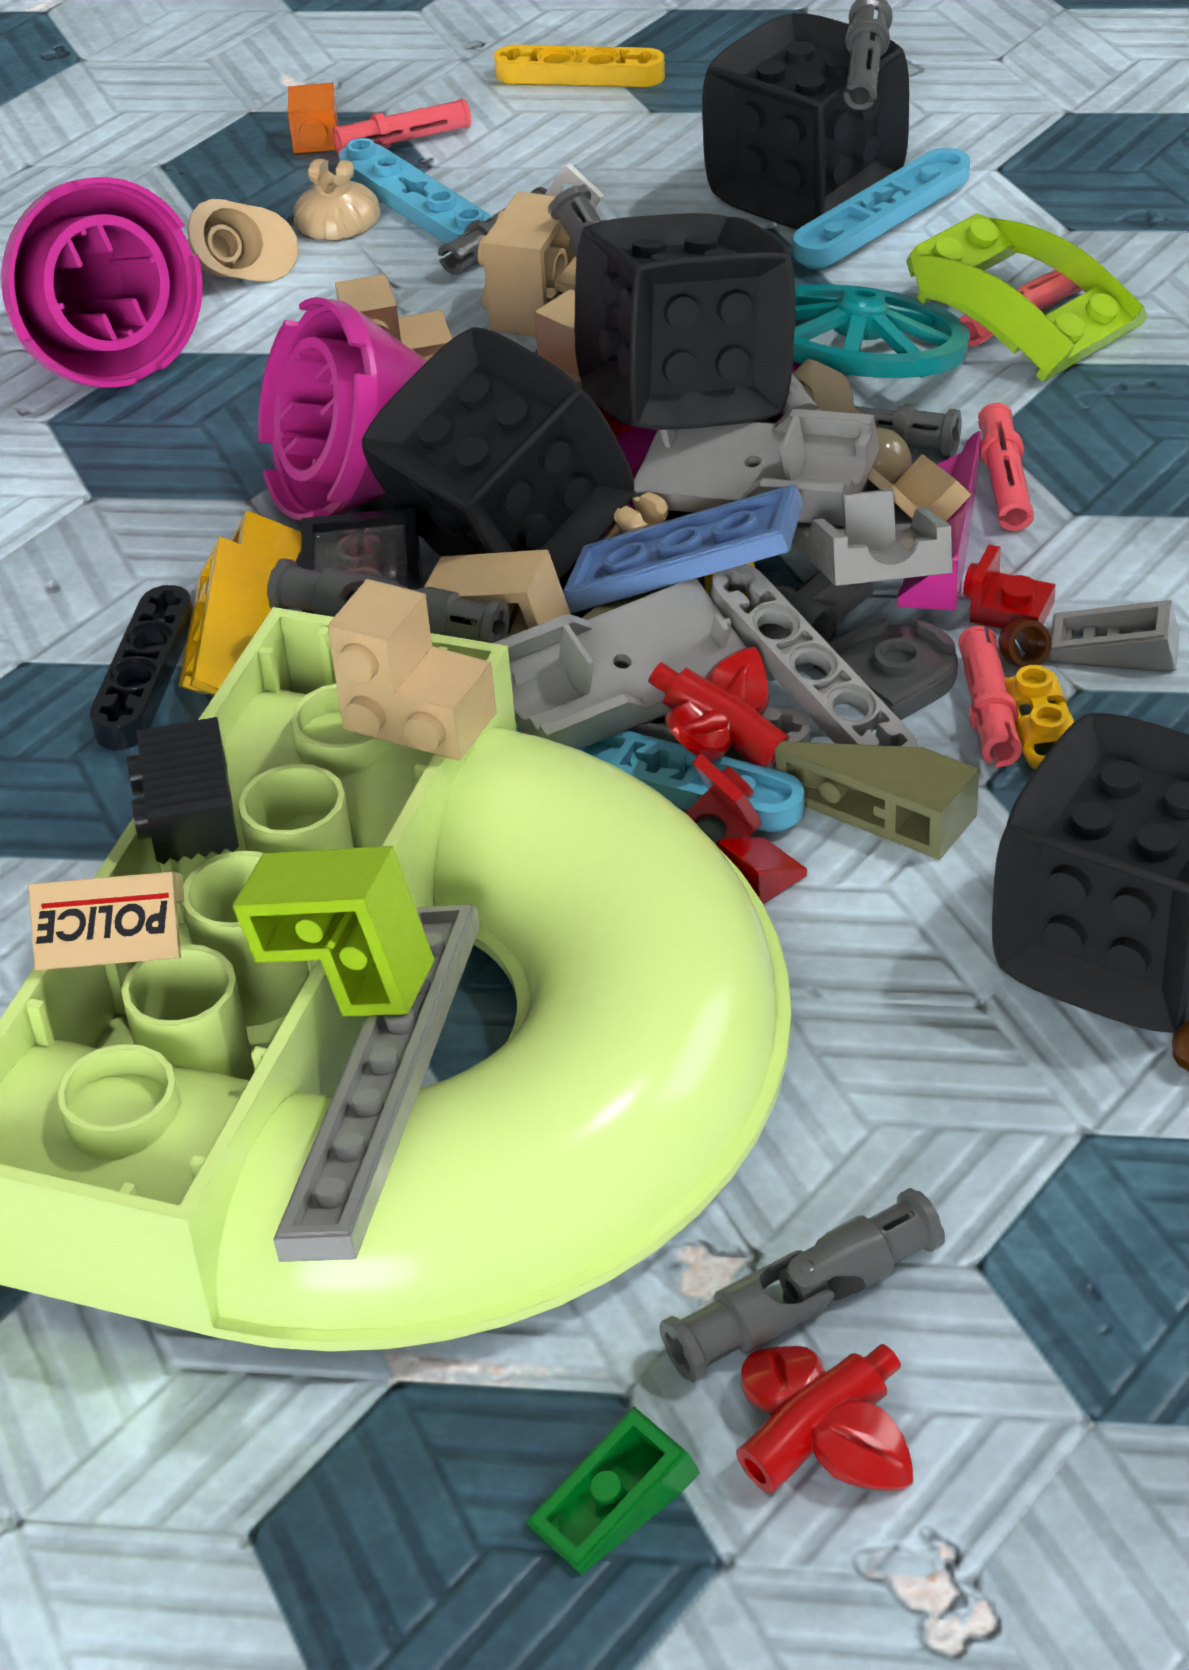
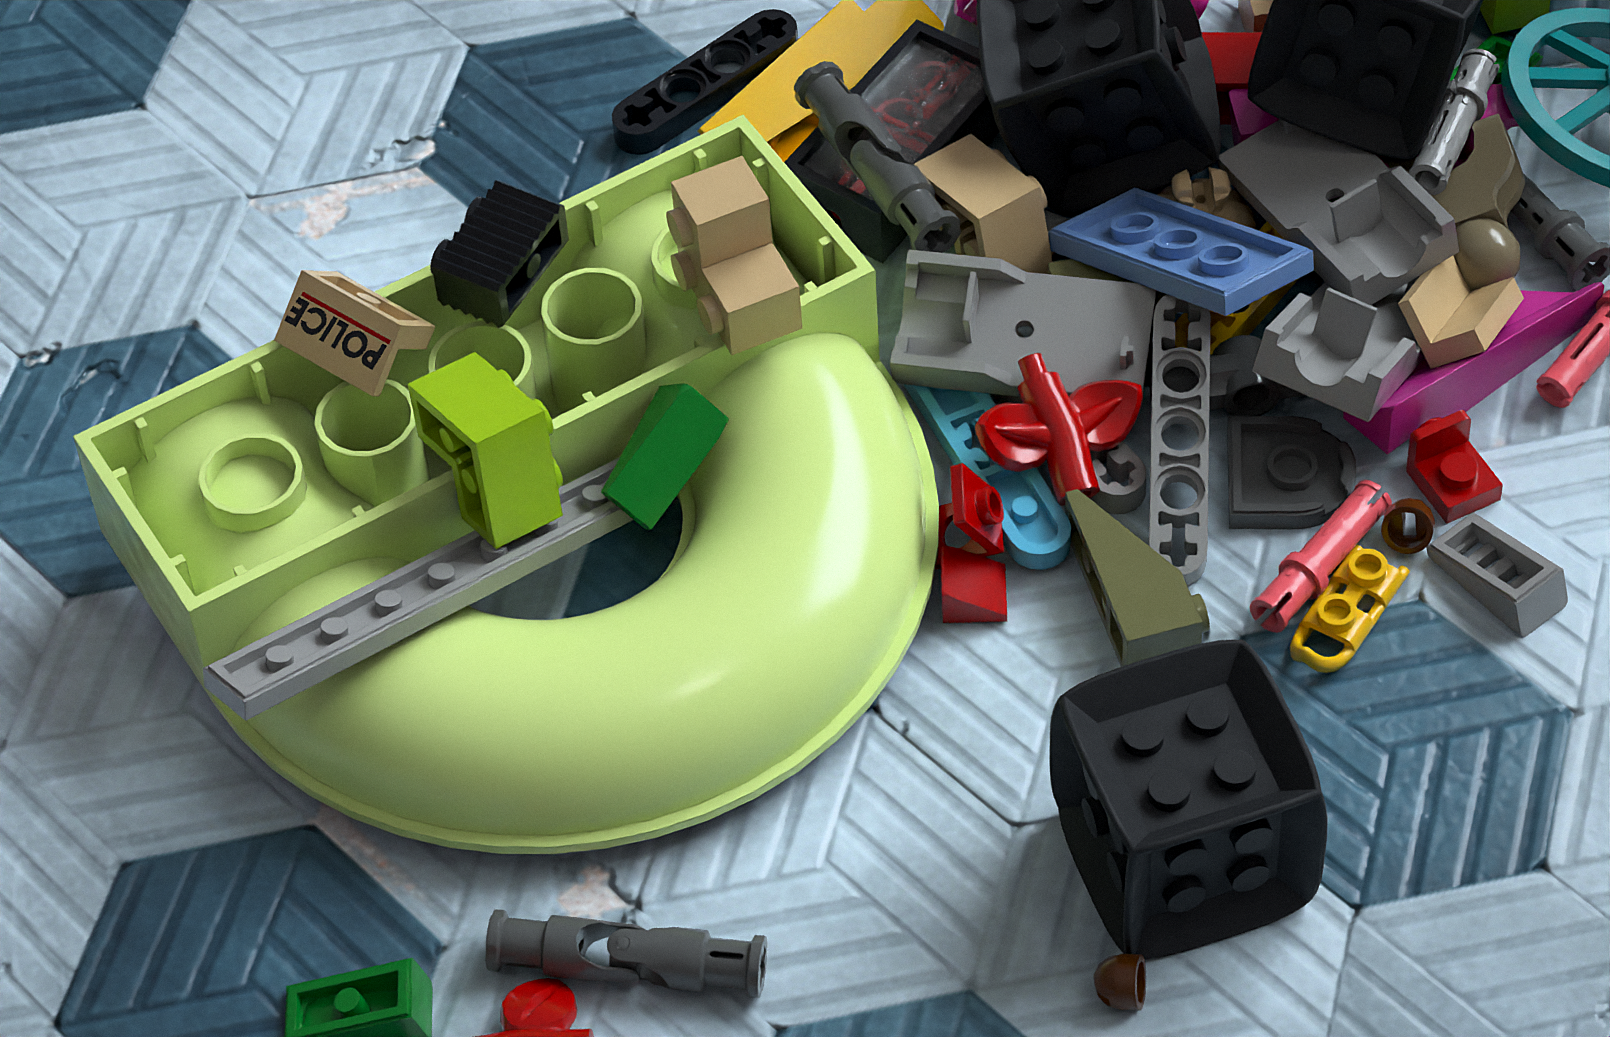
camera: 40 degrees right, 10 degrees up
(465, 865) = (664, 452): none -> green slope

